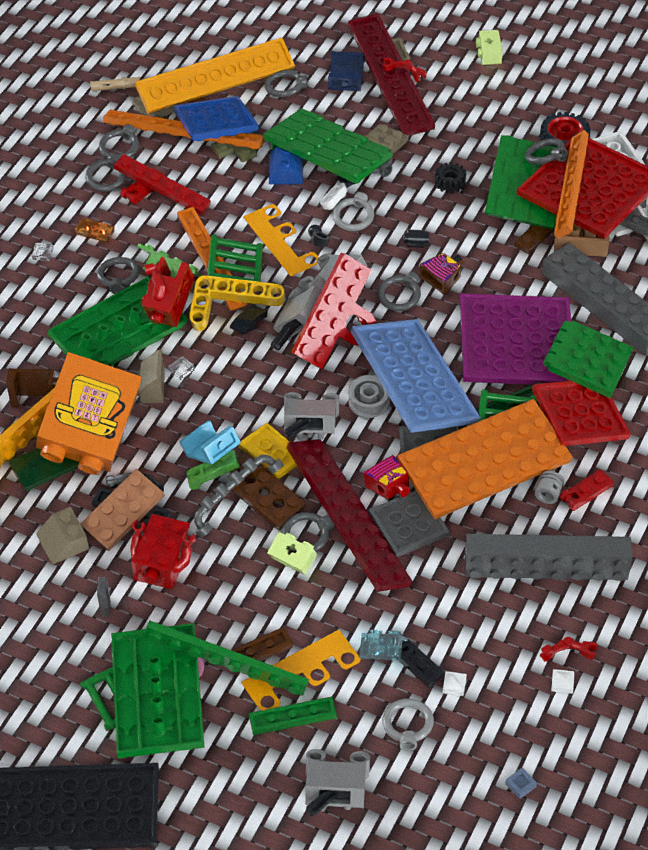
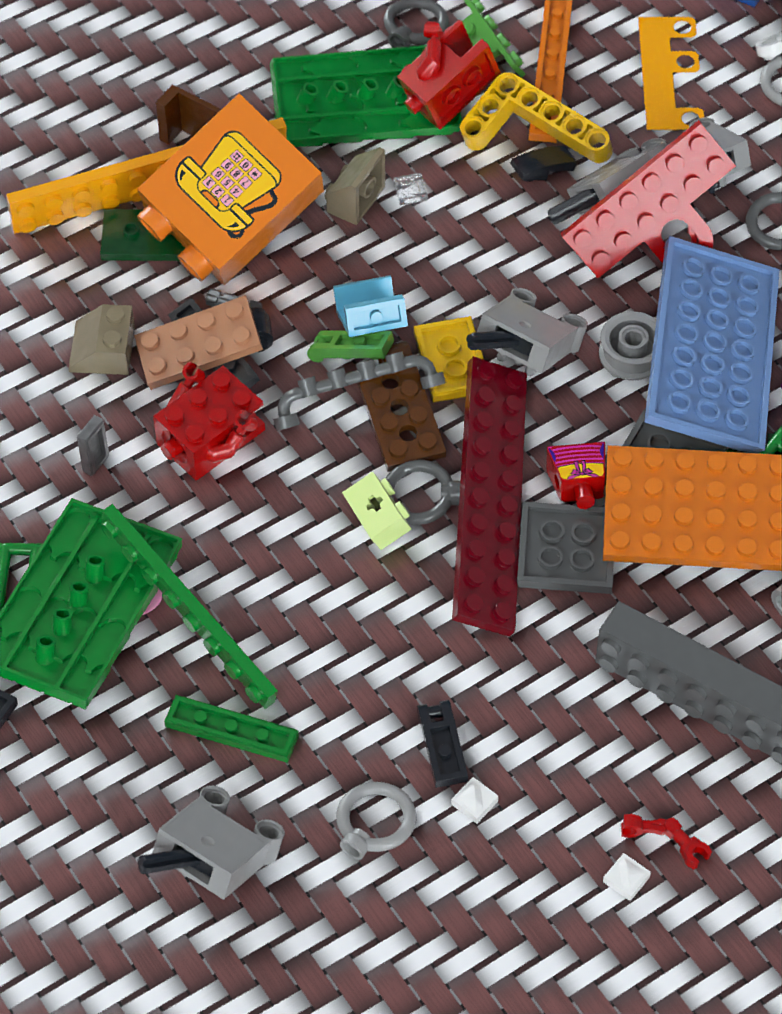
camera: 30 degrees right, 5 degrees up
(257, 259) = (557, 48): green bar -> none
(266, 645) = (254, 616): reddish brown plate -> none
(305, 661) = (297, 666): light orange piece -> none
(317, 237) = (720, 92): black plate -> none
(381, 646) = (407, 697): clear light blue bracket -> none
(521, 783) = (467, 984): sand blue plate -> none

